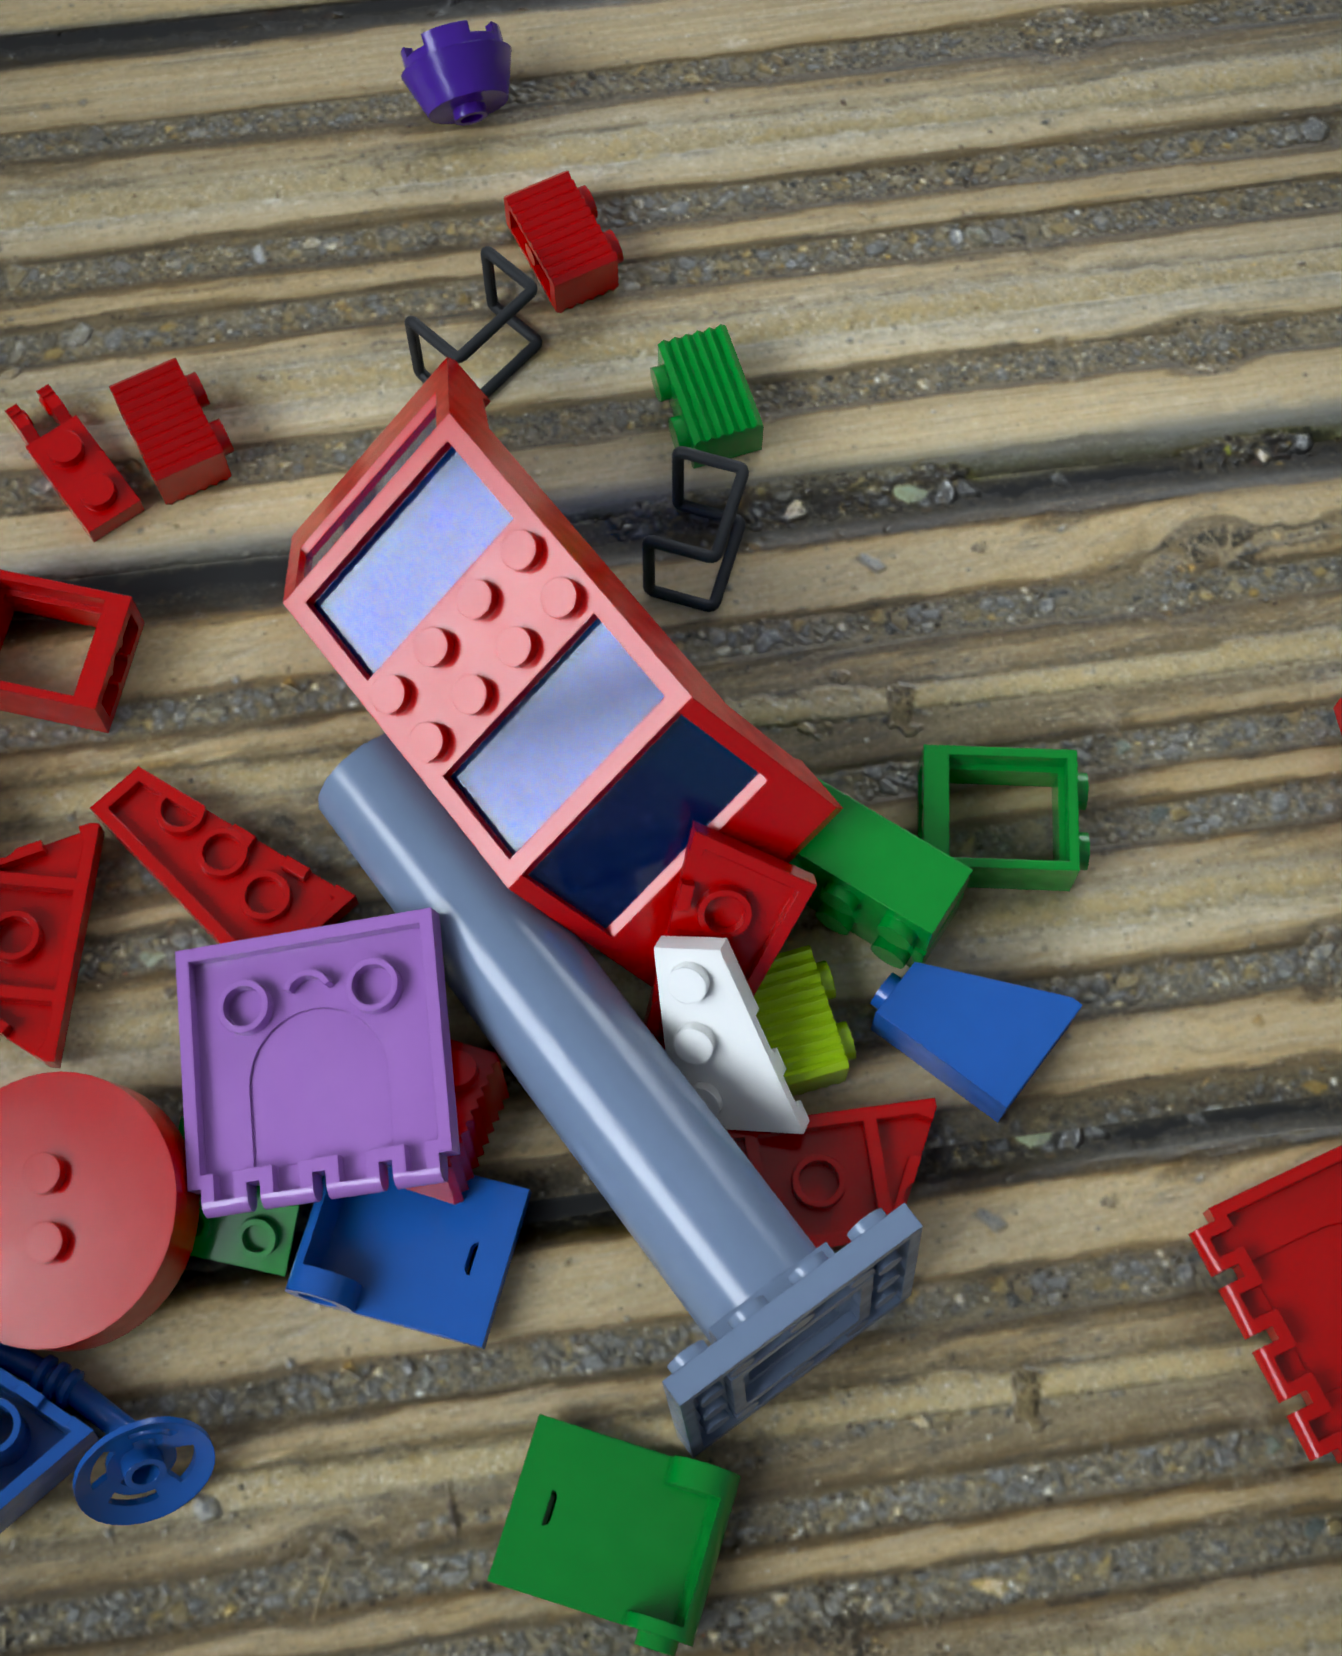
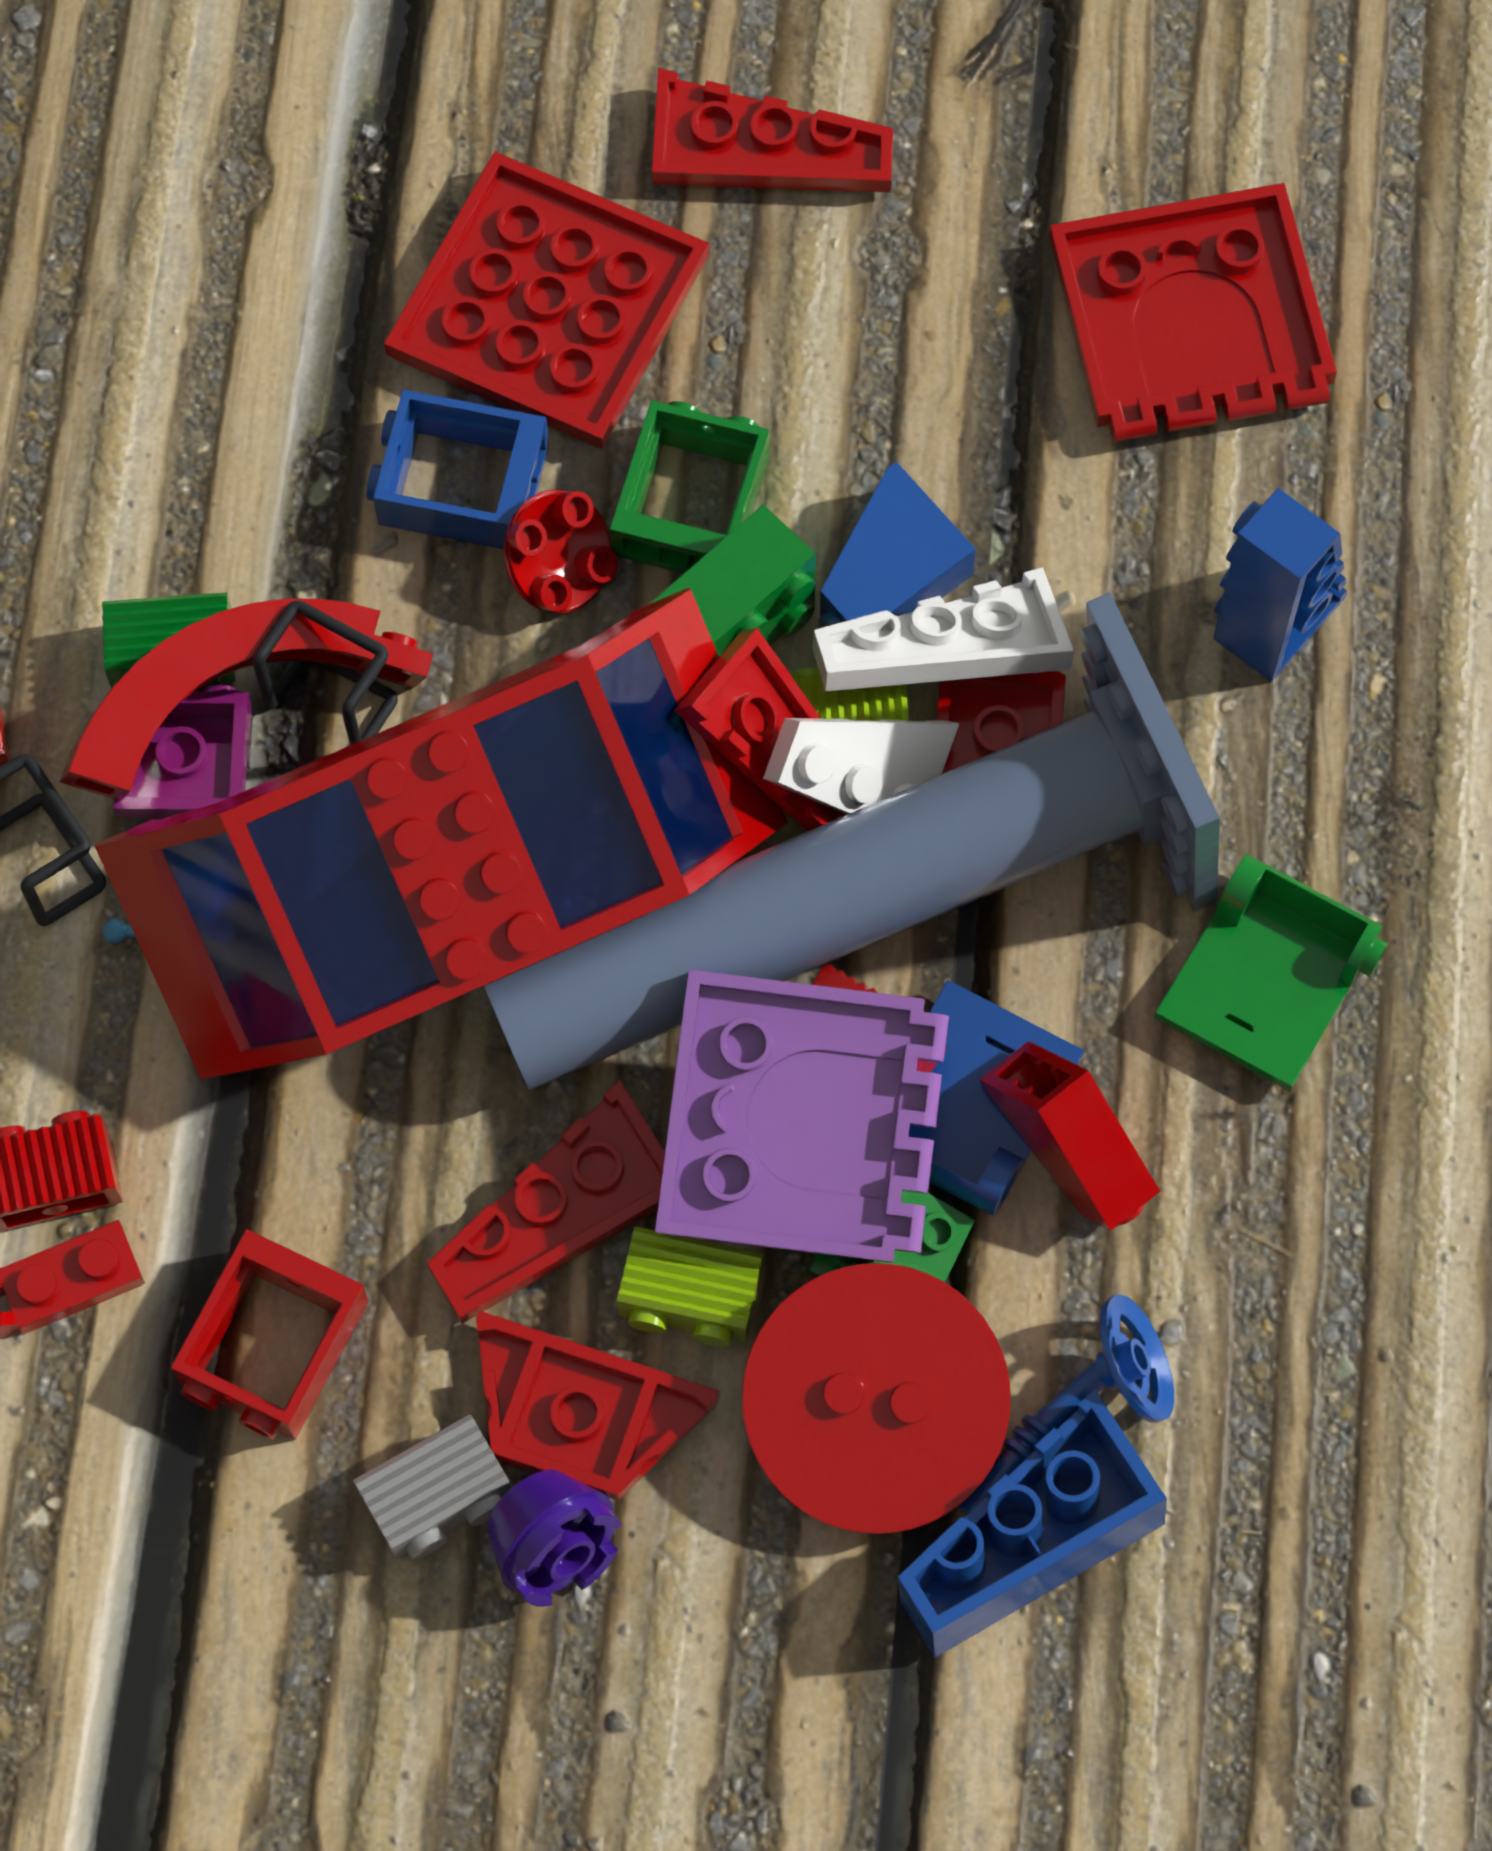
camera: 75 degrees left, 0 degrees up
(146, 1027) = (689, 1287): none -> lime brick
(375, 1348) = (1072, 1133): none -> red slope
(597, 433) = (194, 756): none -> magenta plate
(607, 364) = (133, 710): none -> red arch
(892, 1099) = (971, 637): none -> white wing
(893, 706) = (558, 551): none -> red dish
(958, 656) = (464, 422): none -> blue window
(1050, 1439) = (1278, 583): none -> blue wedge
(1170, 640) = (547, 299): none -> red plate

